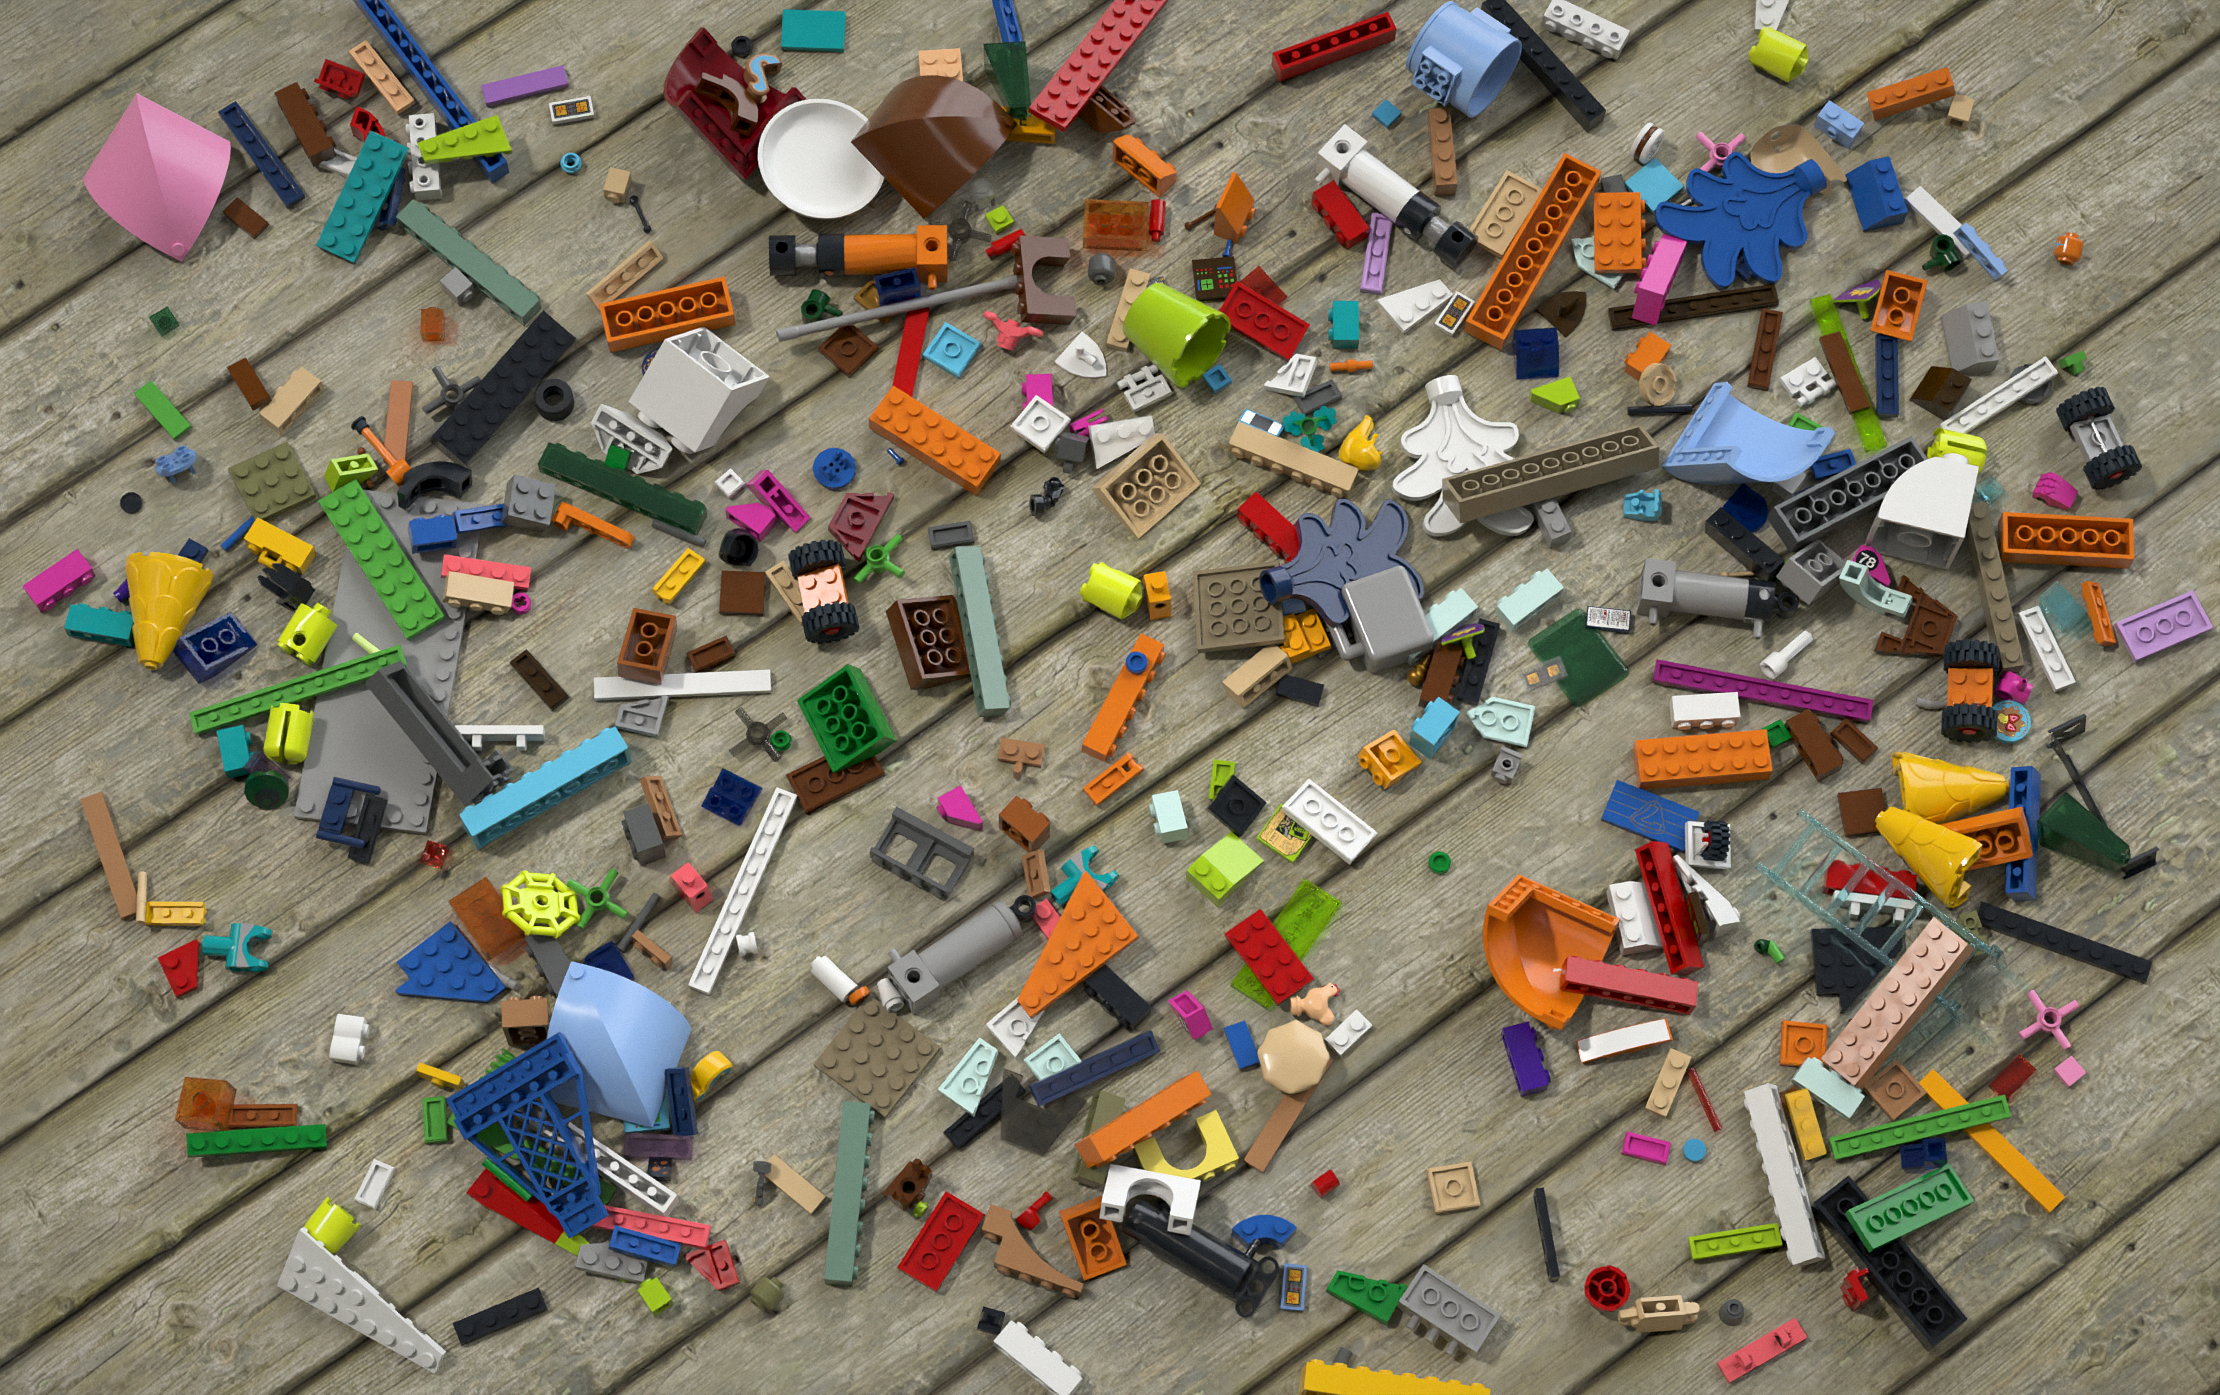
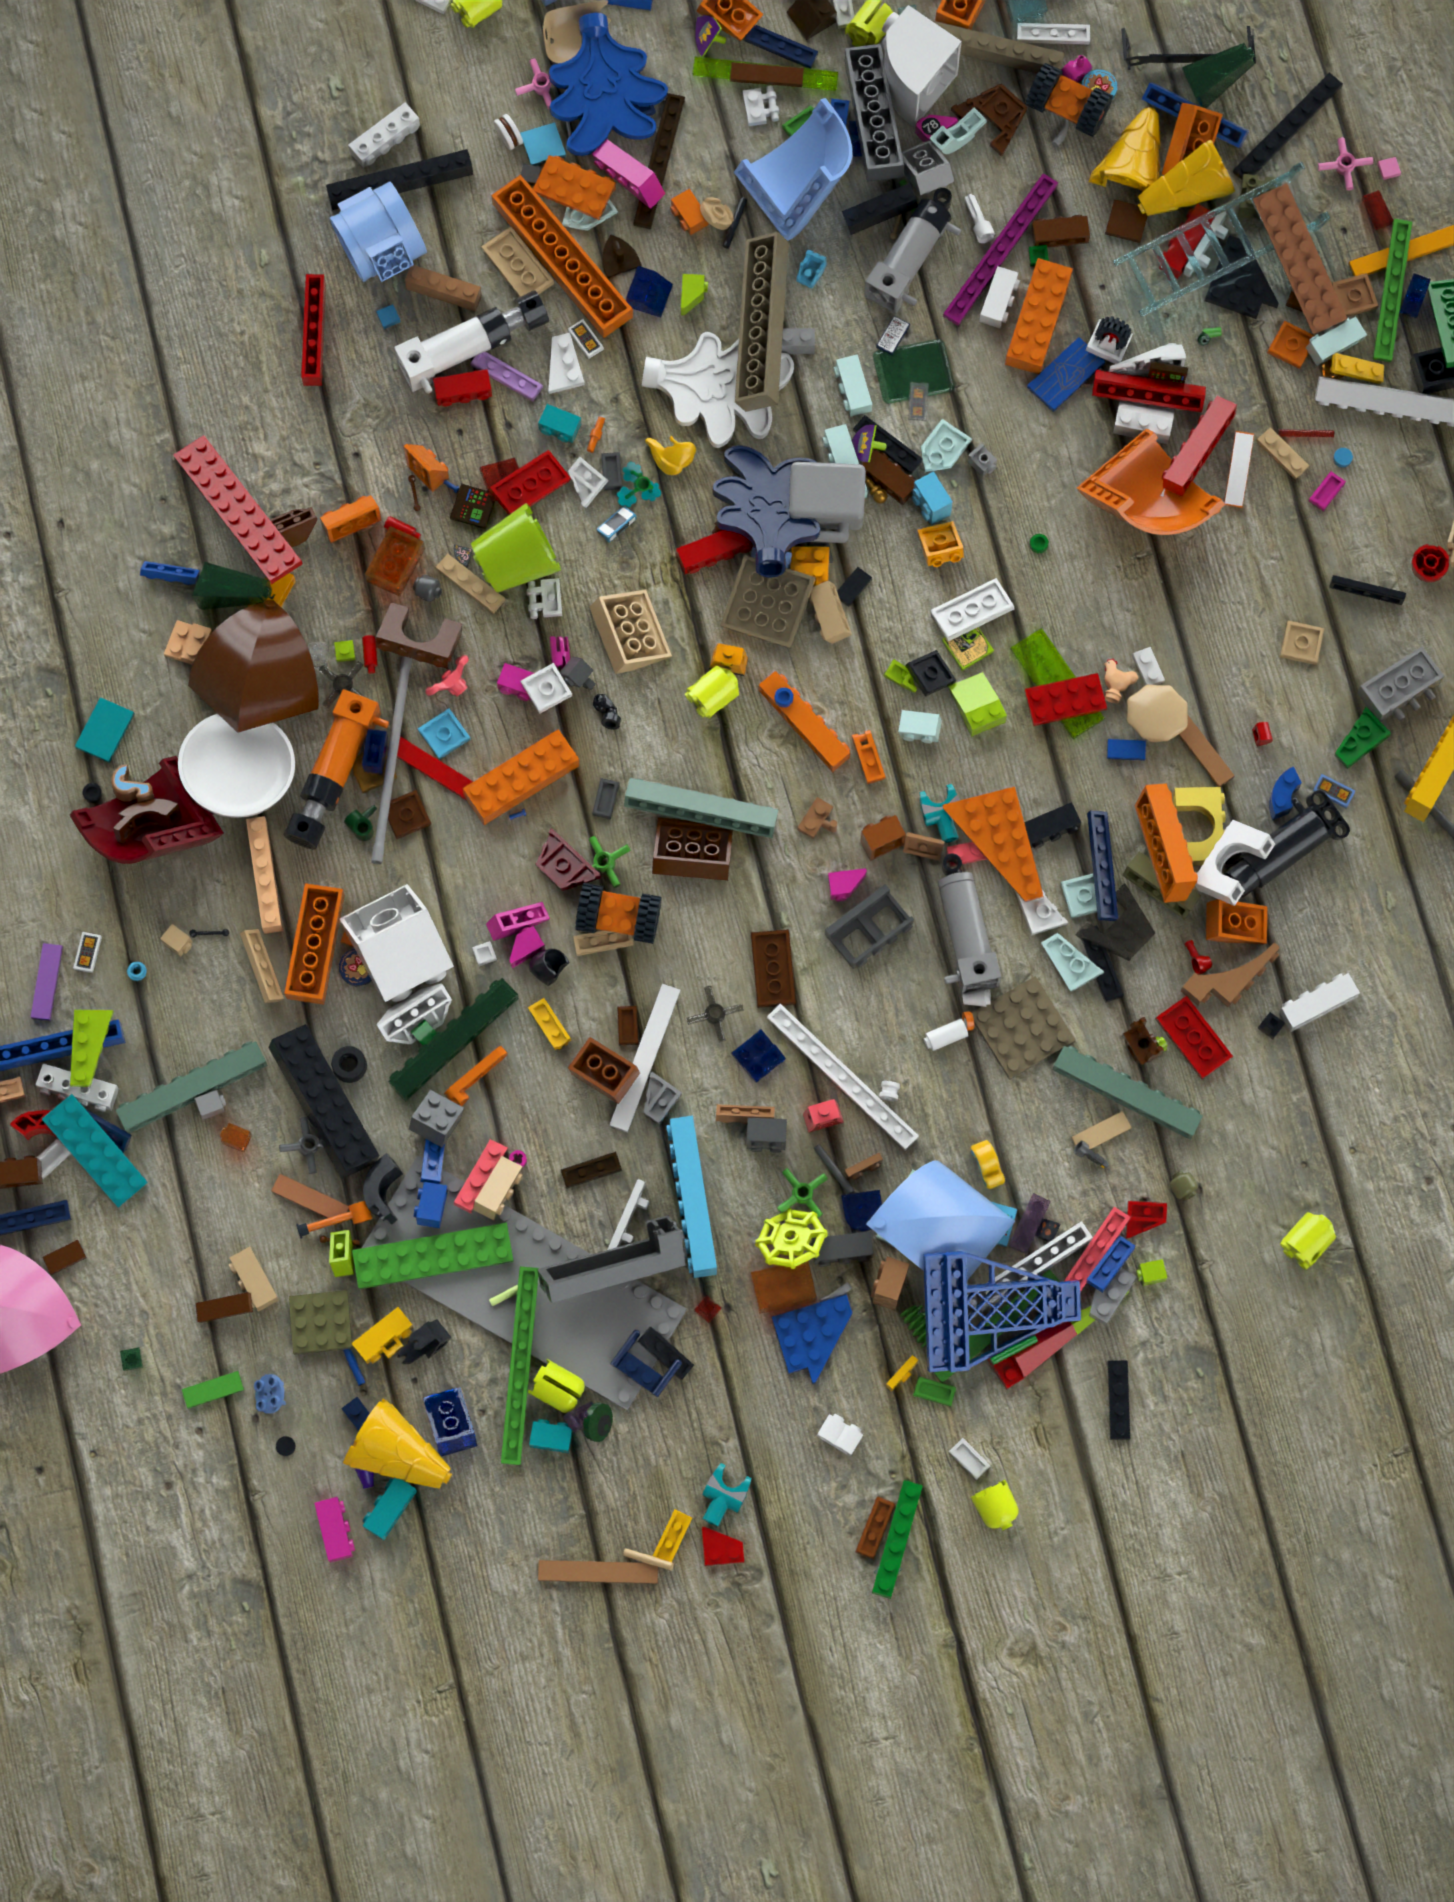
camera: 65 degrees left, 5 degrees up
(205, 1104) = (851, 1568): clear orange brick -> none
(308, 625) = (470, 1333): neon yellow cylinder -> none
(343, 1294) = (1045, 1522): white wing -> none
(678, 532) = (510, 1010): dark grey piece -> none
(681, 1101) = (1003, 1190): dark blue plate -> none
(722, 238) = (264, 875): none -> light nougat brick
(742, 593) = (585, 980): reddish brown tile -> none
(780, 734) = (726, 994): green plate -> none
(826, 474) = (510, 874): blue plate -> none
(846, 719) = (732, 940): green slope -> none
(1083, 358) = (496, 635): white shield -> none
(1118, 437) = (580, 634): white wing -> none
(1191, 1014) = (1087, 776): dark pink slope -> none
(1217, 379) = (562, 540): dark azure plate -> none
(1292, 460) = (658, 511): tan brick -> none
(1525, 1058) = (1223, 546): dark purple brick -> none
(1734, 1241) = (1425, 459): lime plate -> none
(1747, 508) = (846, 195): clear blue tile -> none
(1764, 349) = (718, 124): reddish brown tile -> none
(1854, 741) = (1067, 202): reddish brown tile -> none

